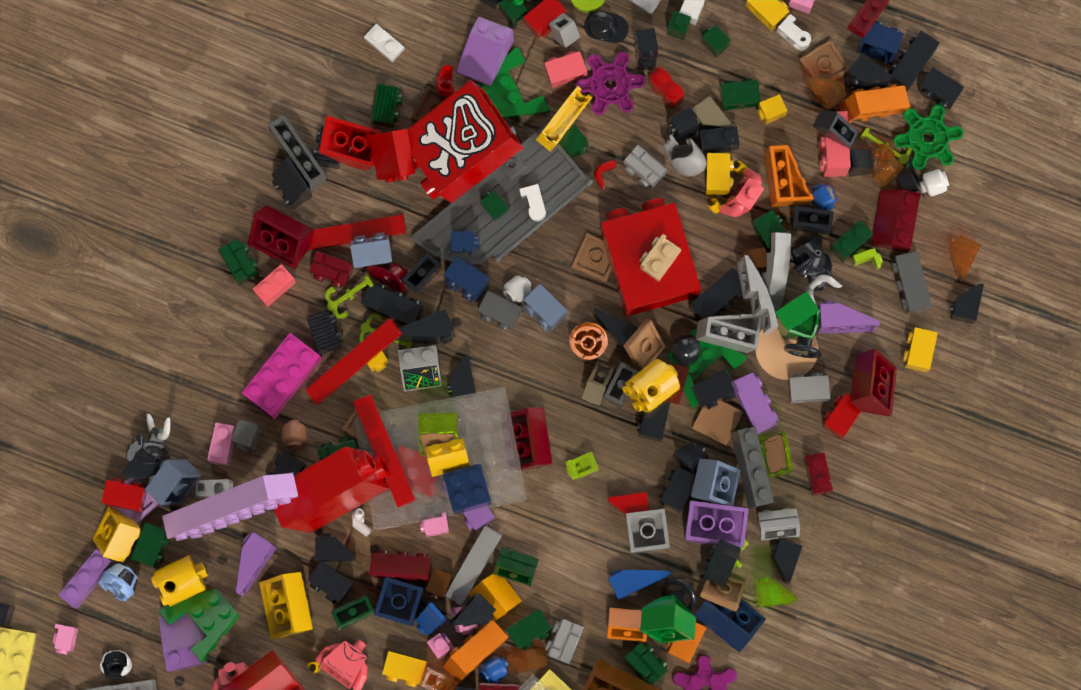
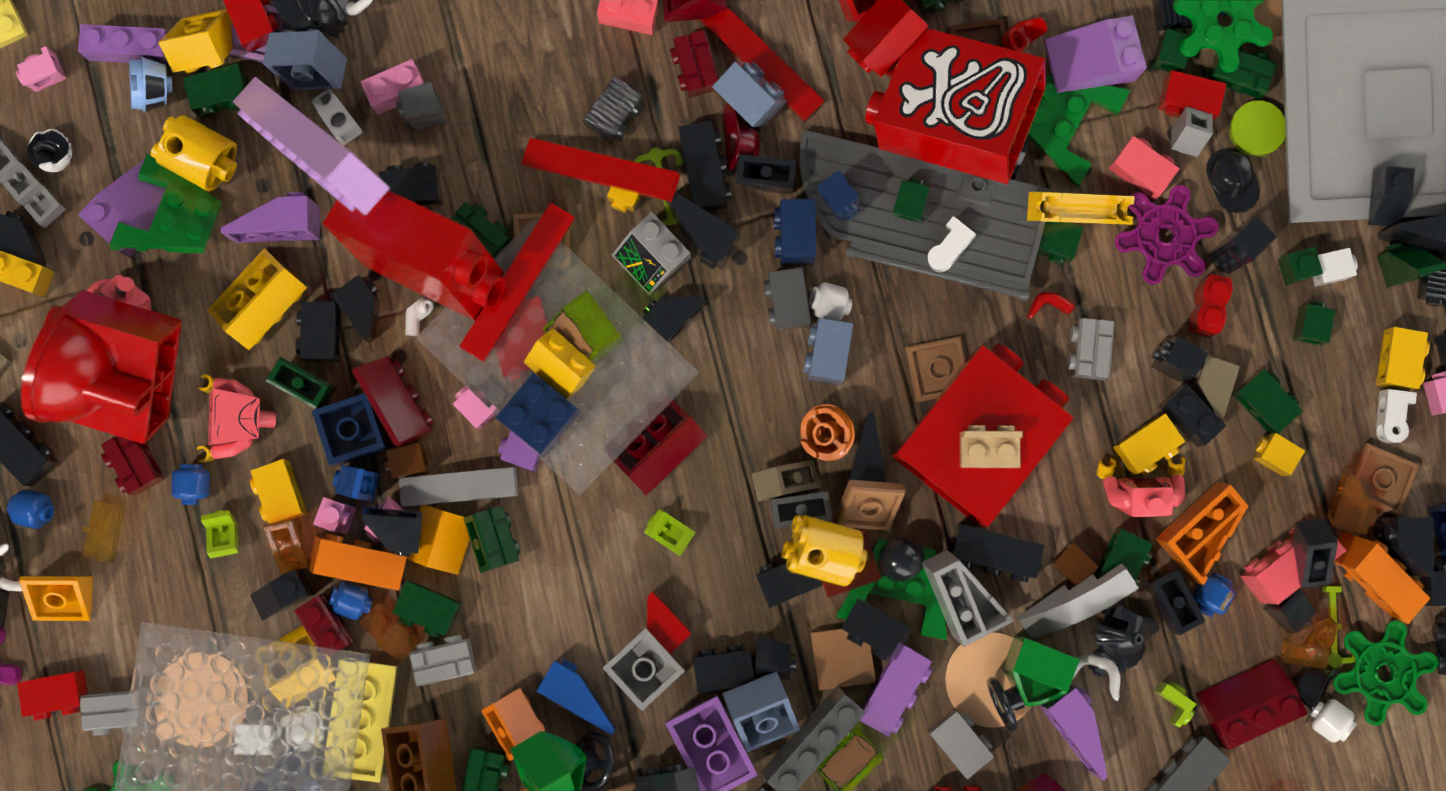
camera: 50 degrees right, 5 degrees up
(282, 376) = (525, 97): dark pink brick -> none
(294, 435) = (465, 162): nougat head -> none
(332, 306) = (653, 98): lime piece -> none
(687, 160) = (1140, 395): light grey helmet -> none
(755, 290) = (1036, 594): light grey slope -> none
(851, 241) = (1183, 668): dark green brick -> none

